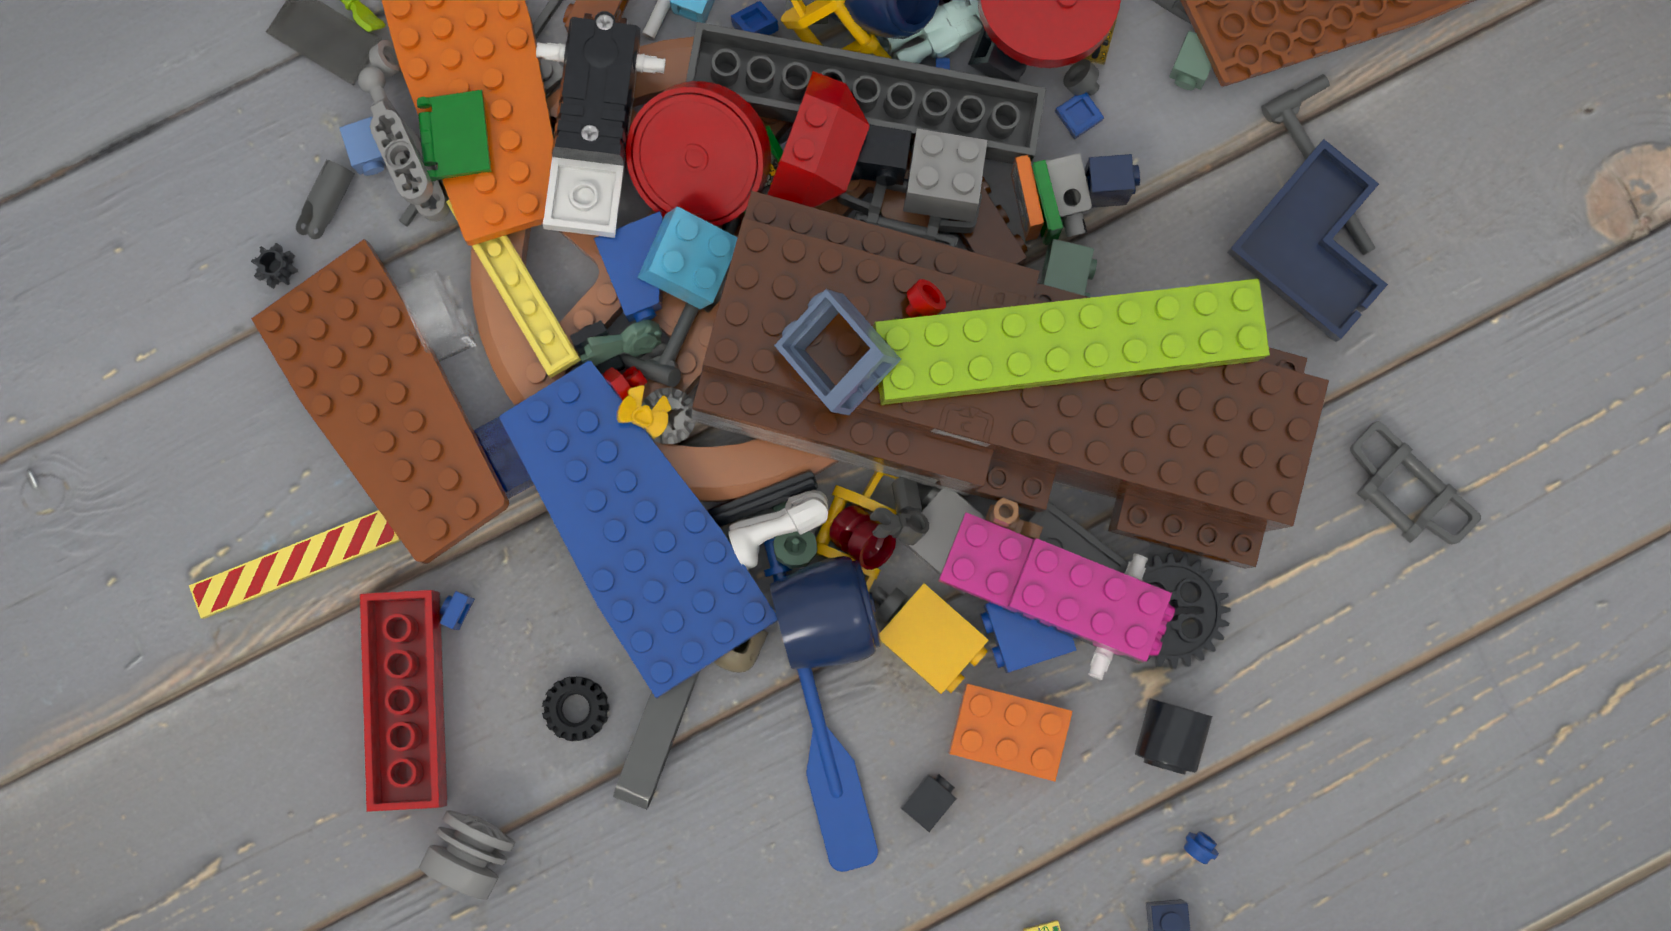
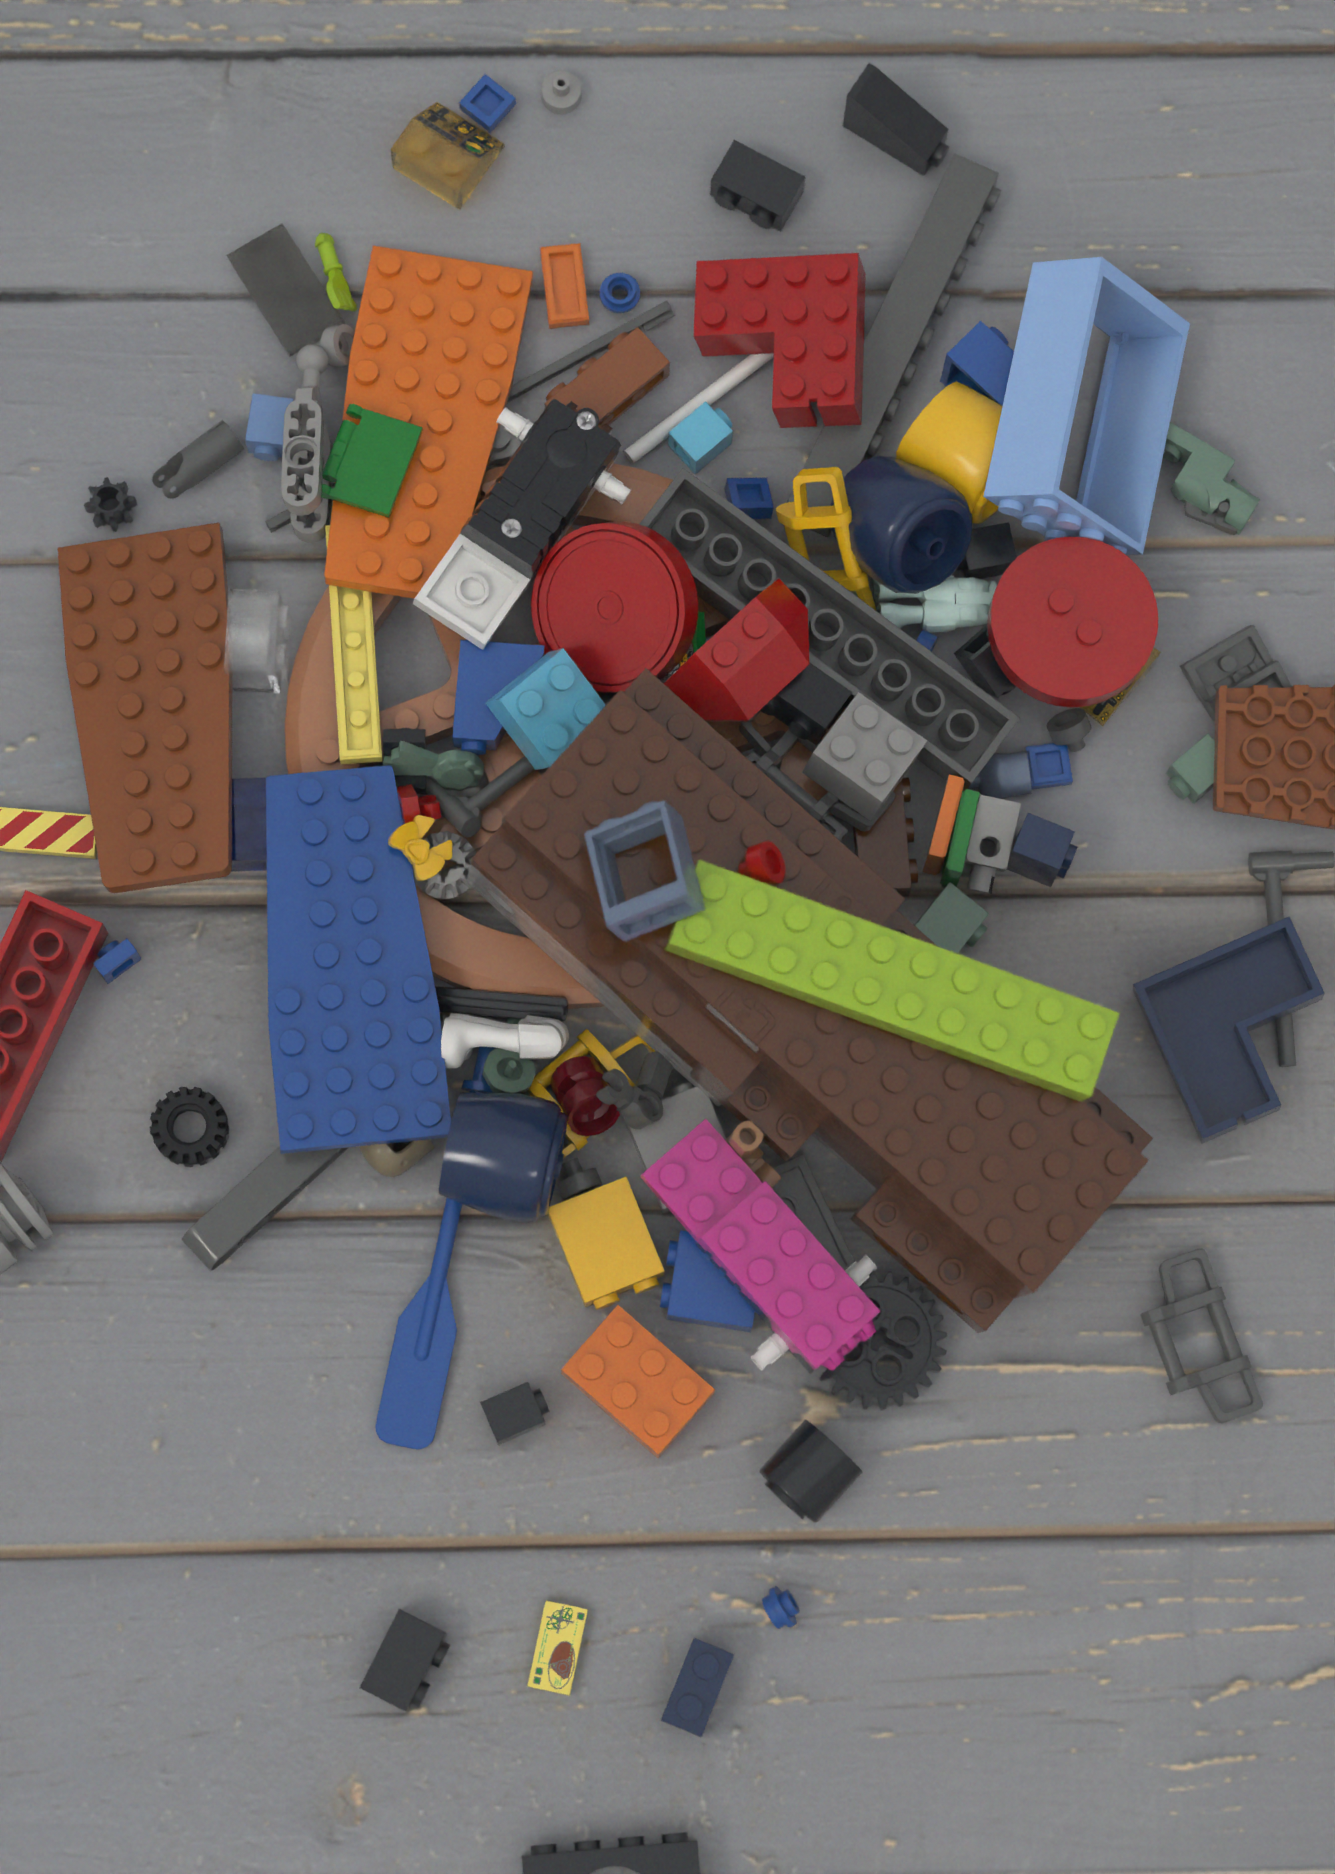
camera: 15 degrees right, 5 degrees down
(1054, 137) = (1004, 776): none -> sand blue piece

